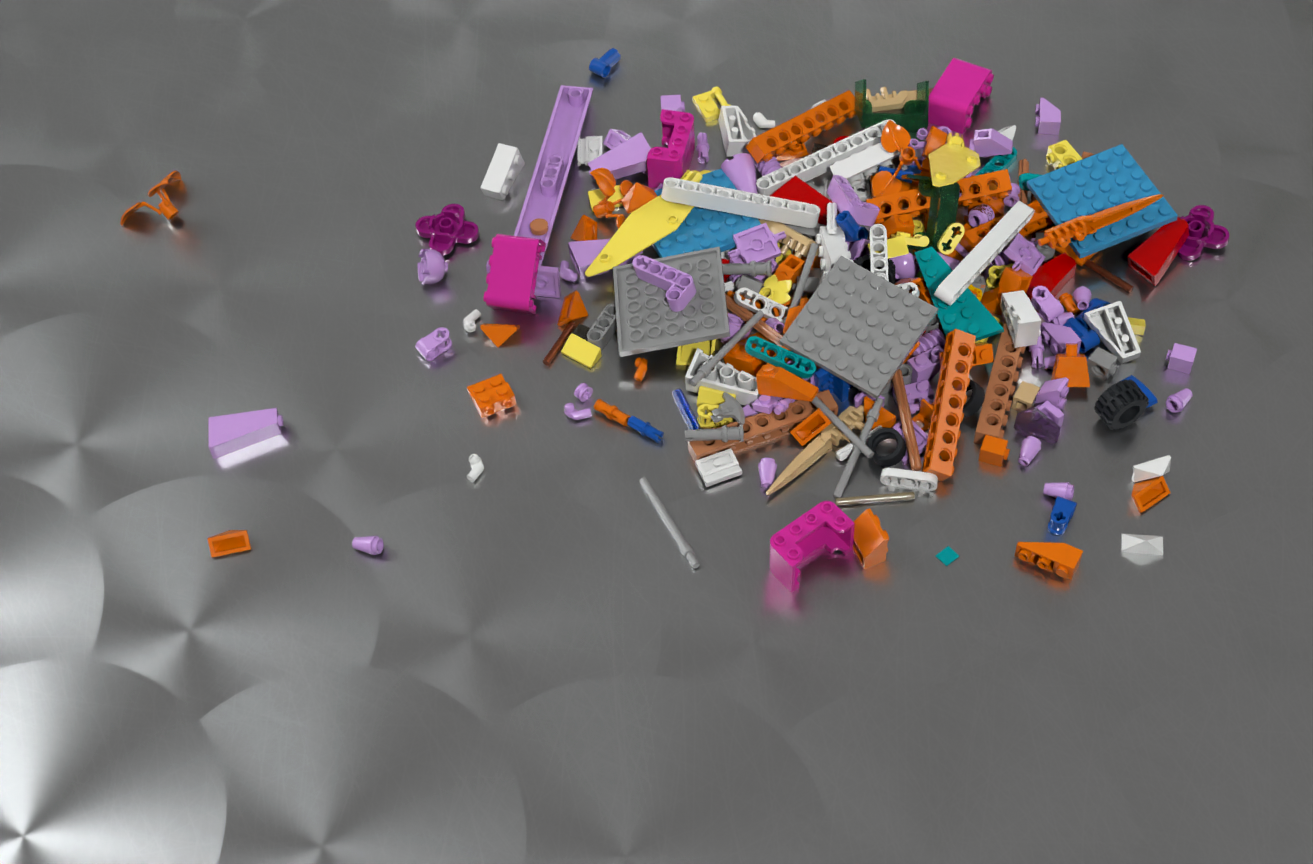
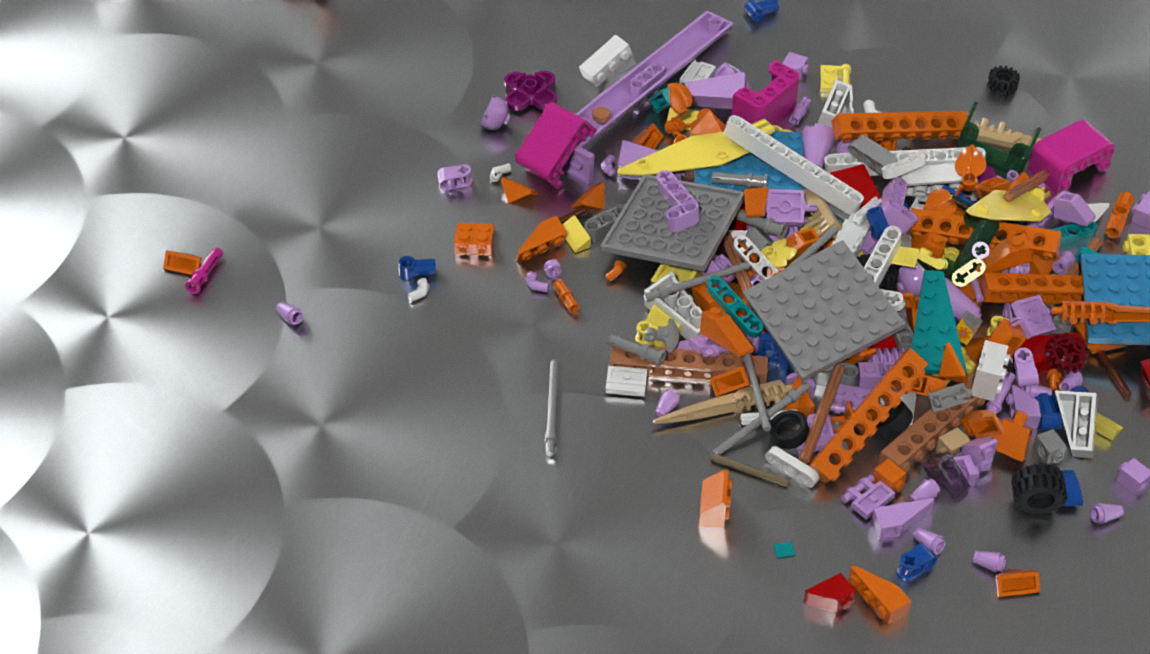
camera: 25 degrees right, 5 degrees down
(241, 430) = (253, 179): lavender slope -> none
(256, 547) = (200, 275): none -> dark pink pin
(455, 448) = (410, 267): none -> blue piece
(557, 363) = (546, 235): none -> orange slope
(580, 186) = (660, 100): none -> teal brick
(645, 428) = (585, 321): blue axle -> none
(685, 409) = (632, 319): clear blue axle -> none
(713, 233) = (748, 180): none -> light grey pin
(732, 251) = (755, 201): none -> orange slope
(801, 164) = (871, 153): none -> light grey beam
(816, 529) = (657, 472): dark pink windscreen -> none
(835, 163) = (904, 166): none -> white beam
(856, 54) = (1010, 83): none -> black tyre
(921, 150) = (993, 184): none -> orange slope
(946, 142) = (1026, 185): none -> nougat axle
(955, 219) = (979, 244): none -> bush
(975, 207) = (1007, 254): none -> orange slope
(984, 253) = (990, 297): white beam -> none
(990, 329) = (951, 366): none -> orange slope
(992, 476) = (875, 496): none -> lavender plate
(1002, 356) = (949, 397): none -> light grey hinge
(1014, 576) = (831, 594): none -> red slope
(1020, 487) = (897, 519): none -> lavender slope
(1028, 132) = (1119, 215): none -> orange piece
(1044, 368) = (982, 423): none -> orange slope
(1069, 275) = (1067, 353): none -> dark red gear
(1118, 484) = (990, 560): none -> lavender cone
(1142, 544) = (979, 625): white slope -> none
(1151, 469) = (1034, 560): white slope -> none

